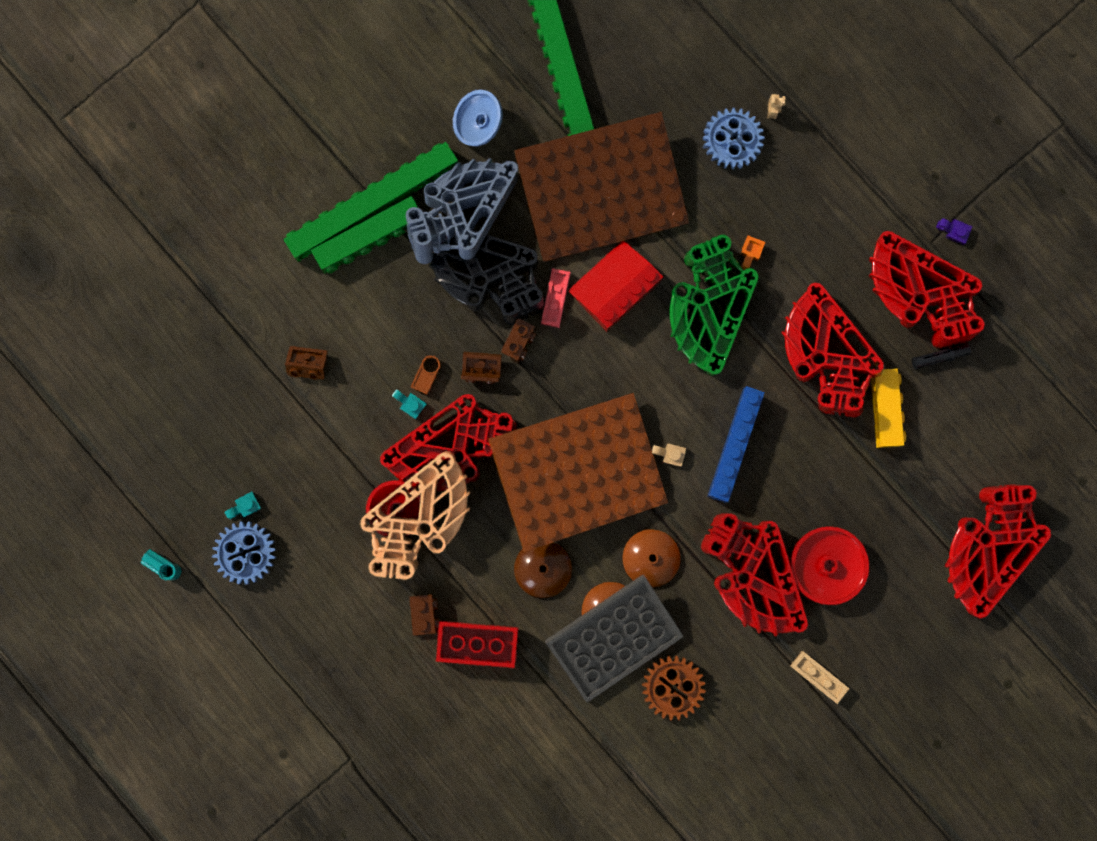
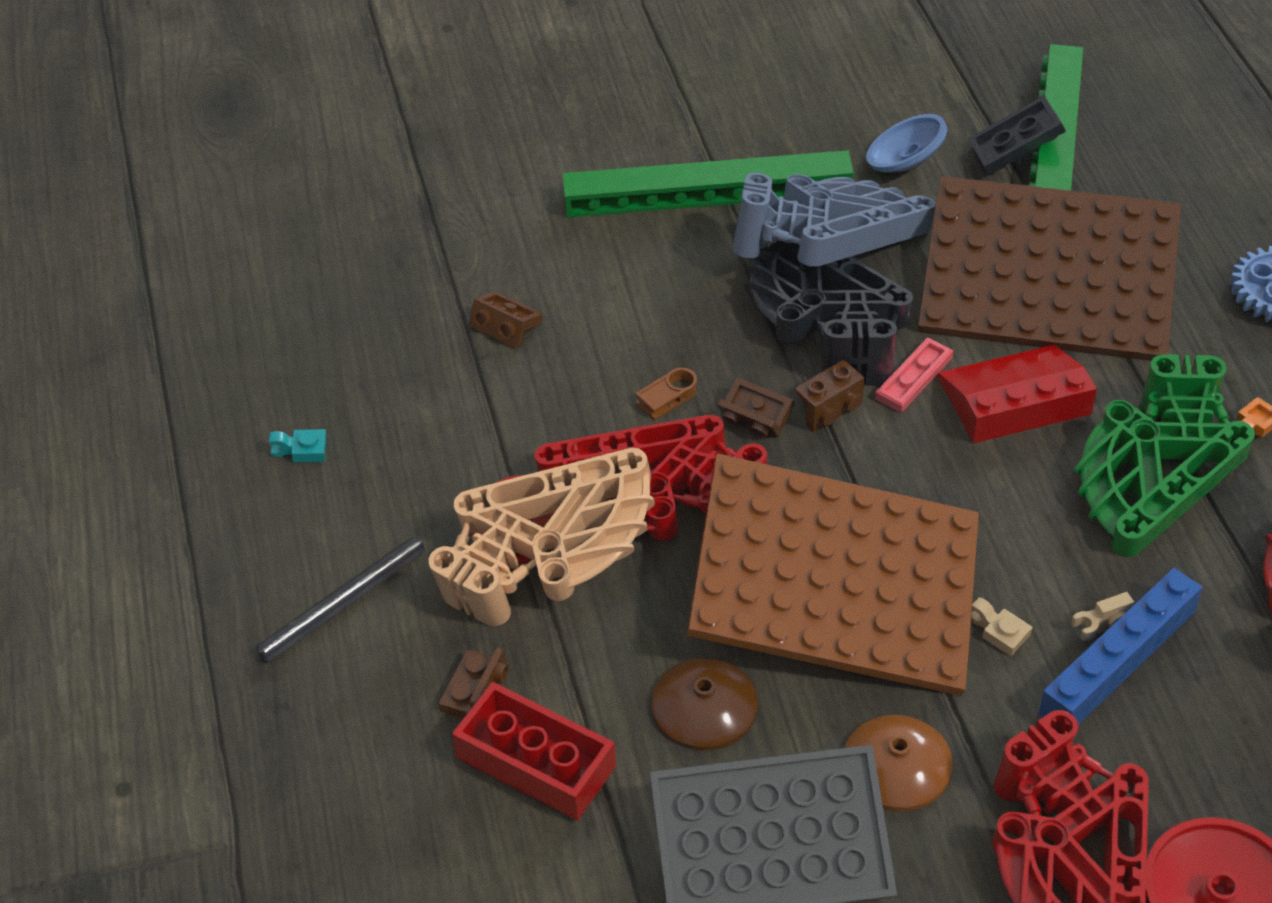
camera: 30 degrees right, 35 degrees down
(160, 565) = (135, 466): teal piece -> none
(250, 569) = (261, 495): medium blue gear -> none
(326, 595) = (340, 599): none -> black axle
(363, 237) = (666, 214): green brick -> none
(411, 405) = (620, 415): teal plate -> none
(541, 83) = (1017, 135): none -> black plate
(722, 423) = (1103, 616): none -> tan plate

